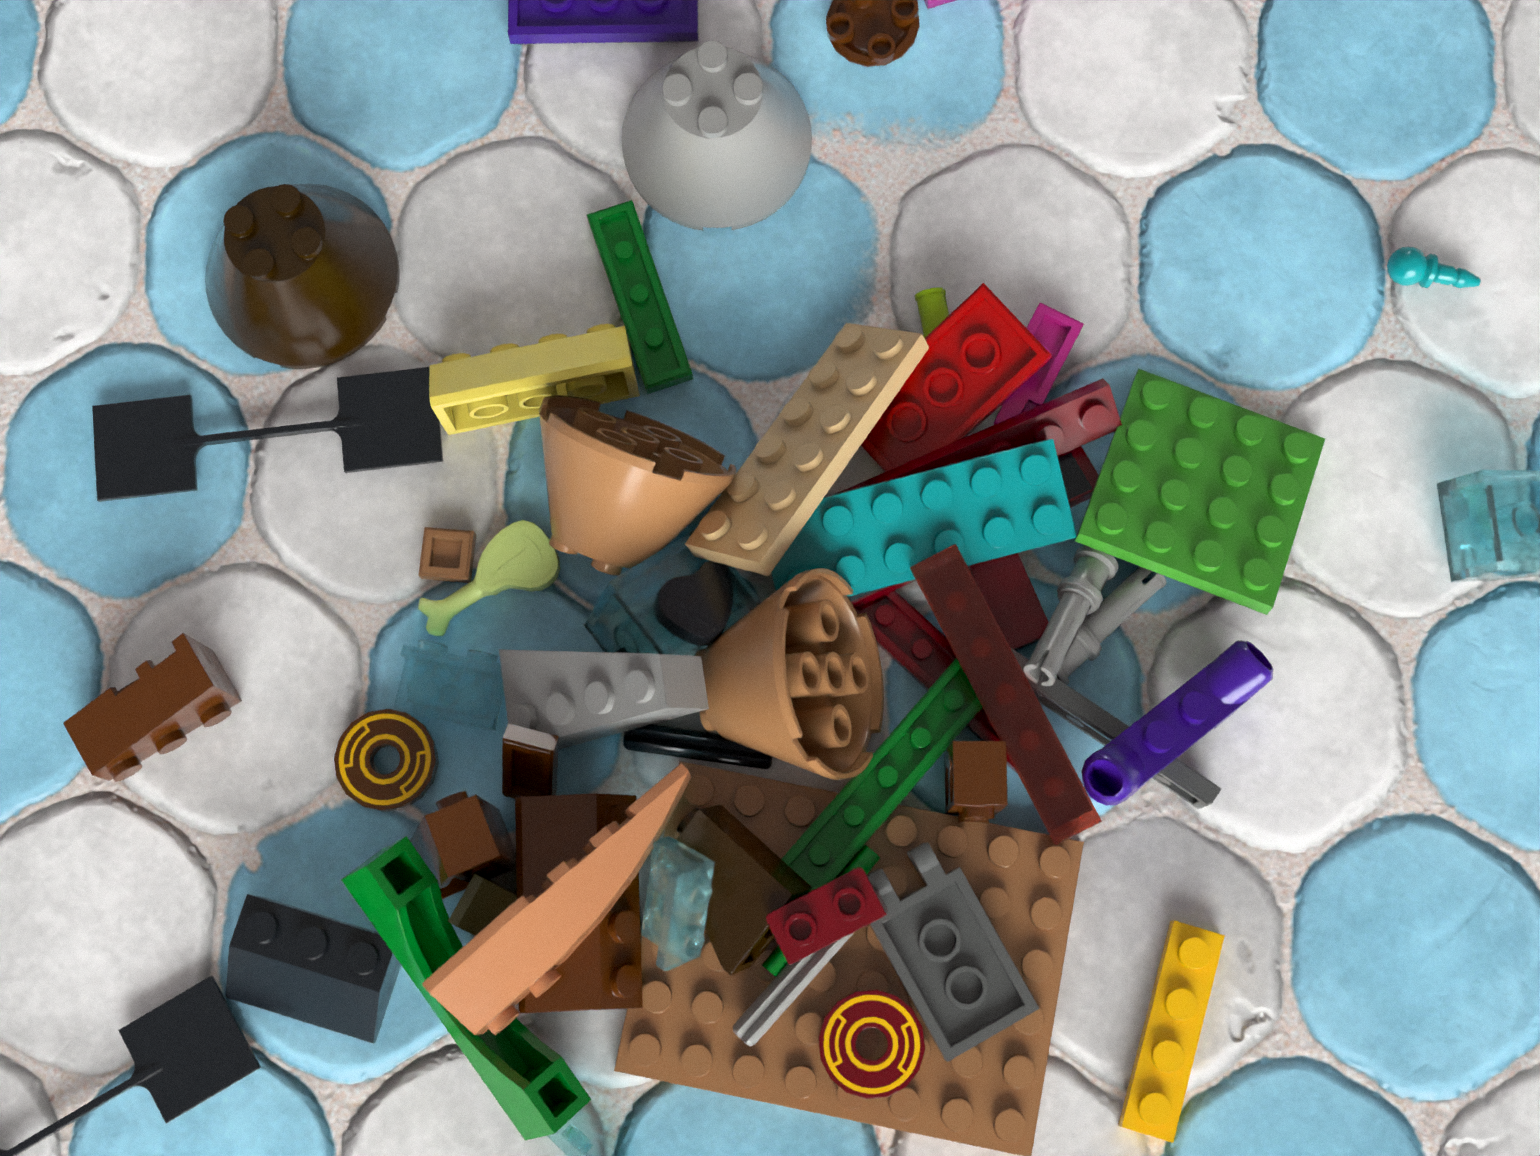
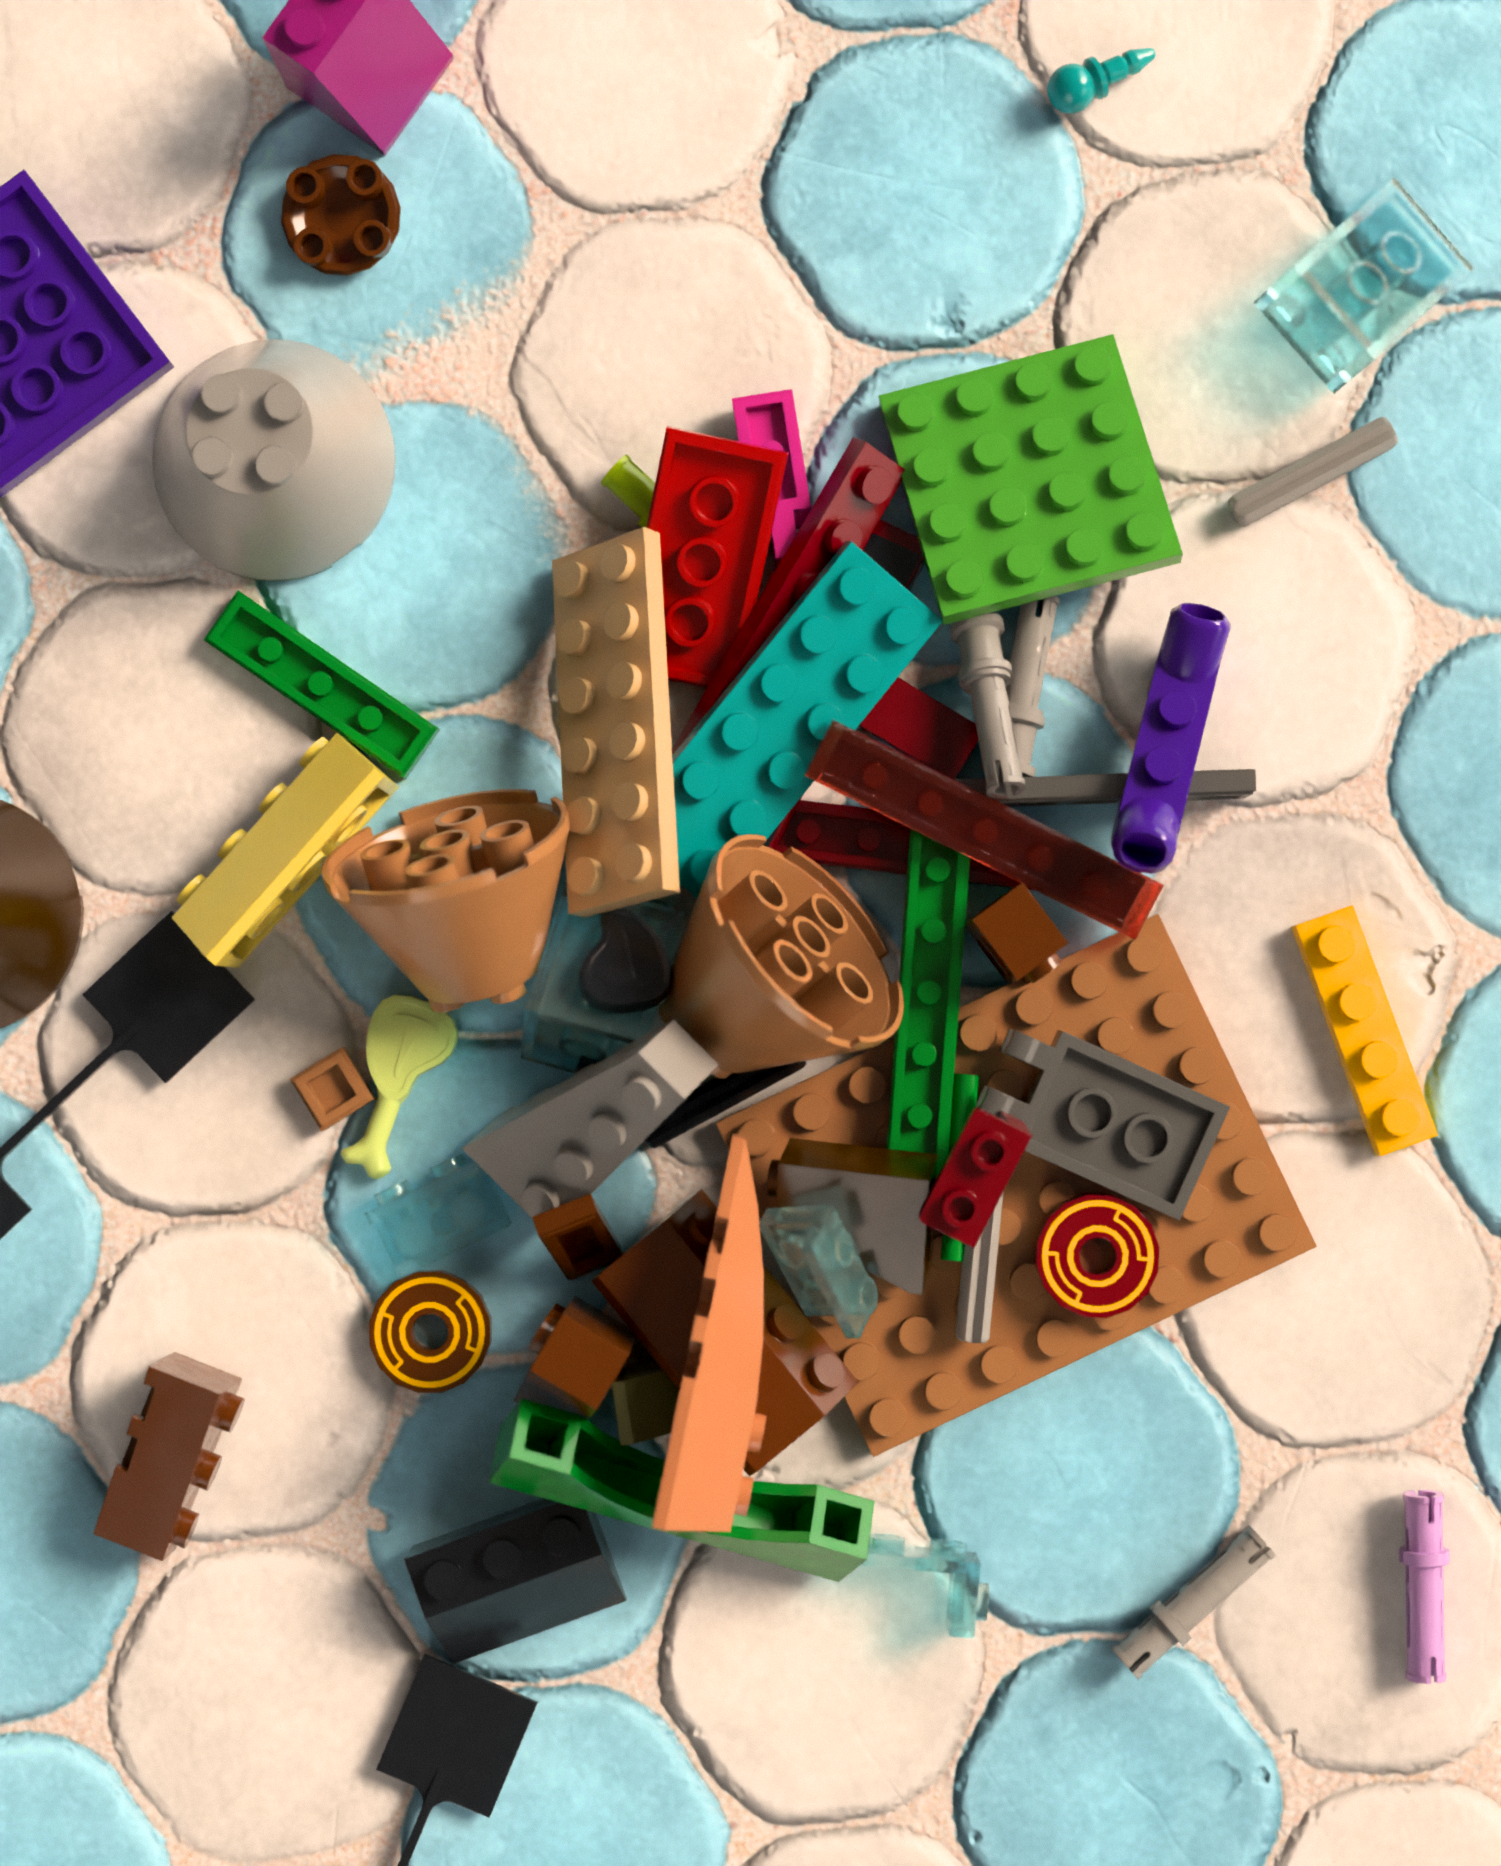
camera: 35 degrees left, 10 degrees up
(1400, 623) = (1312, 471): none -> light grey axle

